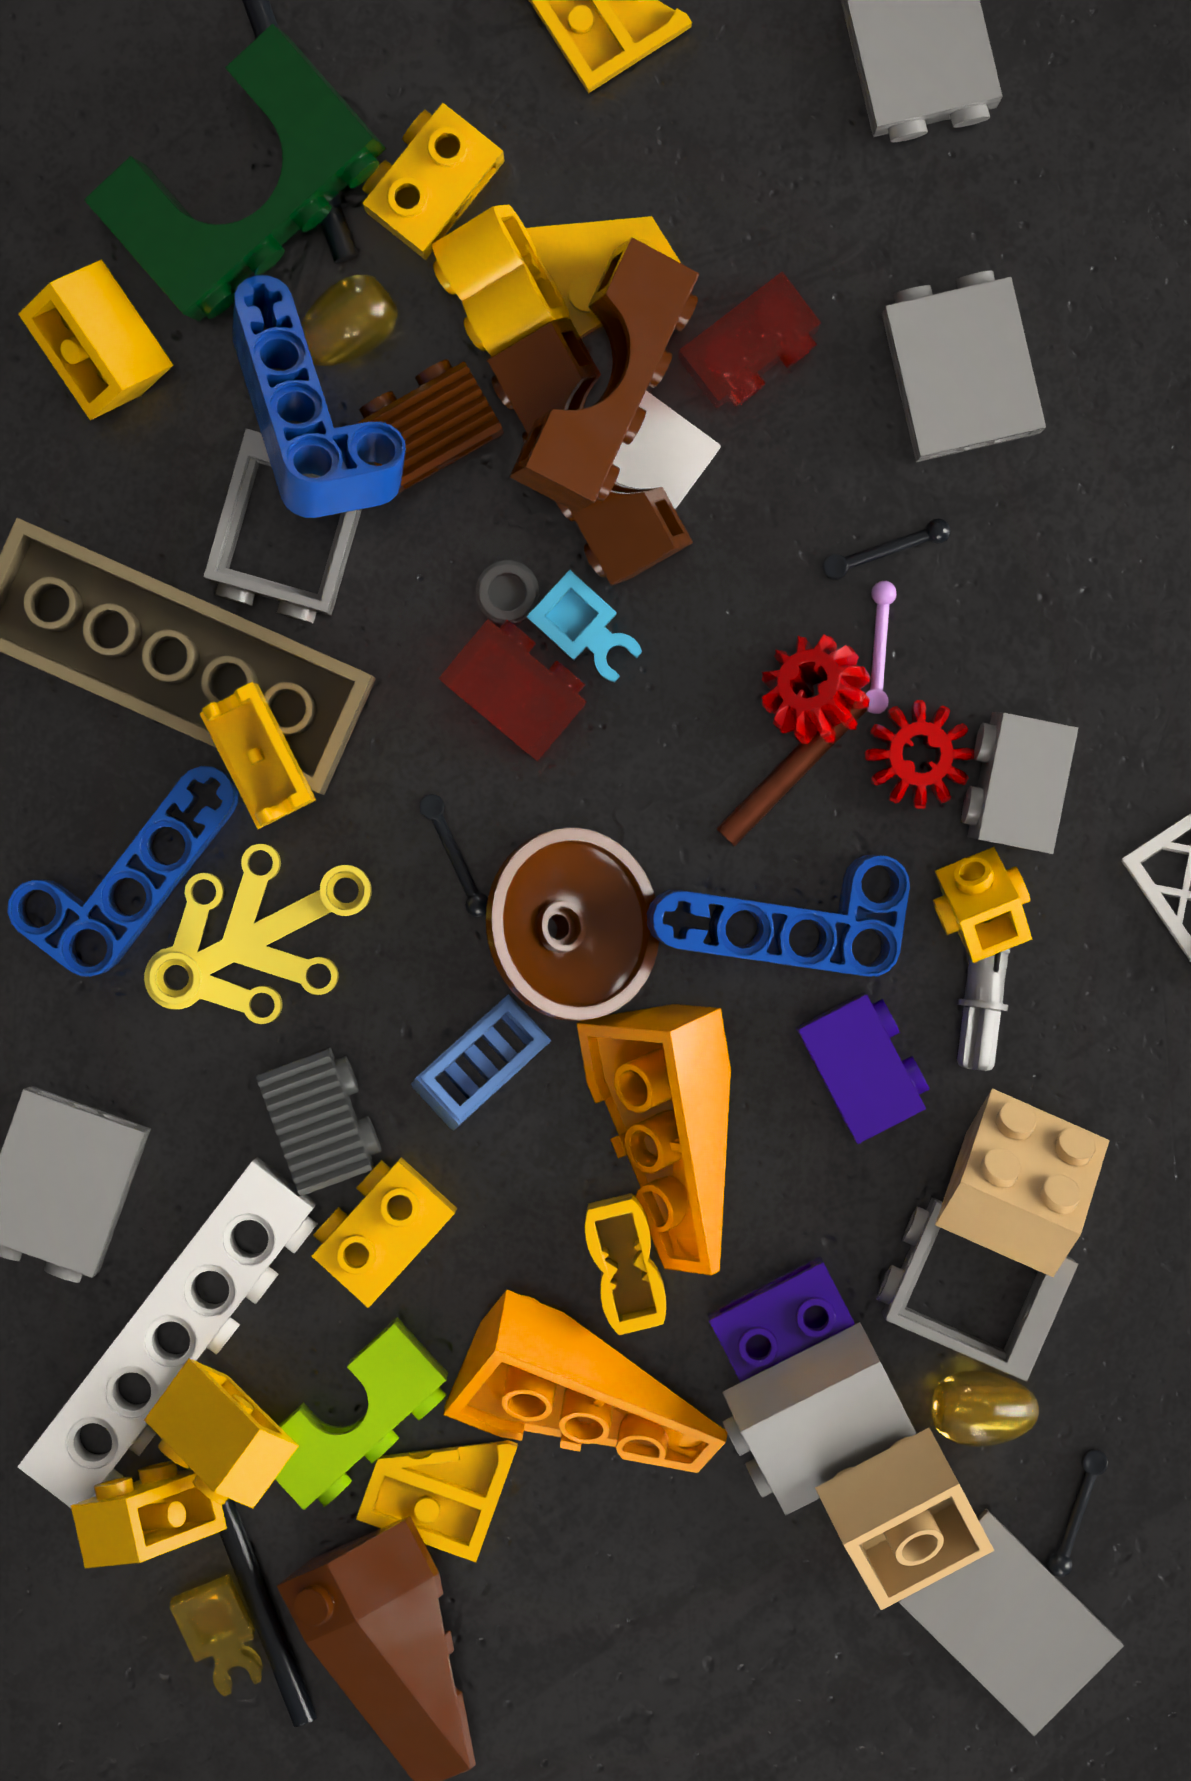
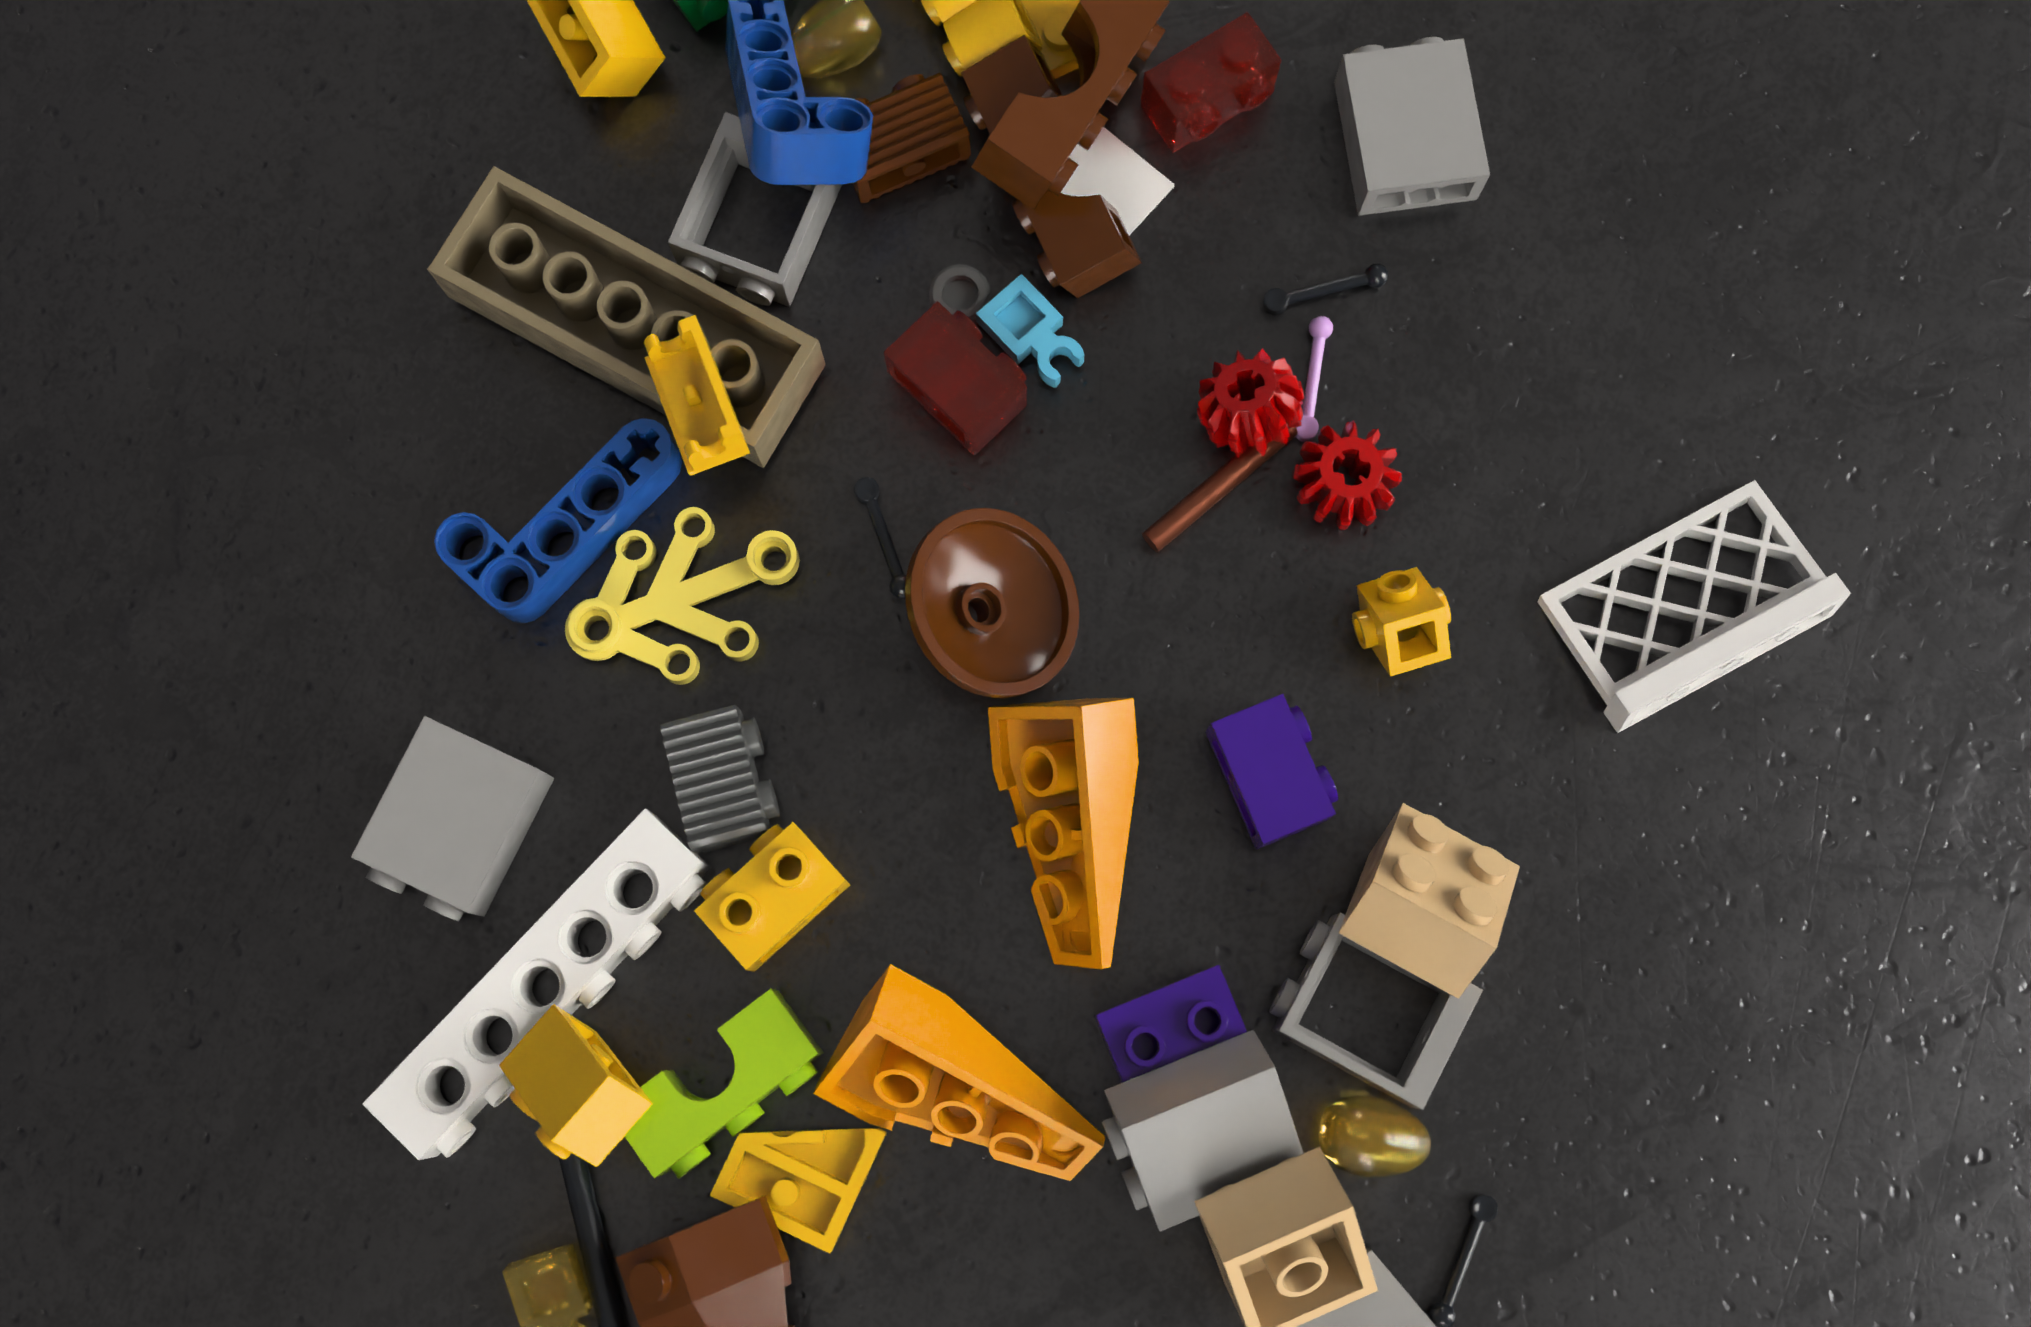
camera: 10 degrees right, 10 degrees down
(144, 1517) = (483, 1171): yellow brick -> none
(439, 1099) = (843, 770): medium blue slope -> none
(630, 1280) = (1011, 928): yellow brick -> none
(776, 921) = (1194, 615): blue beam -> none
(982, 1012) = (1394, 729): light grey axle -> none
(1019, 781) = (1446, 506): light grey brick -> none

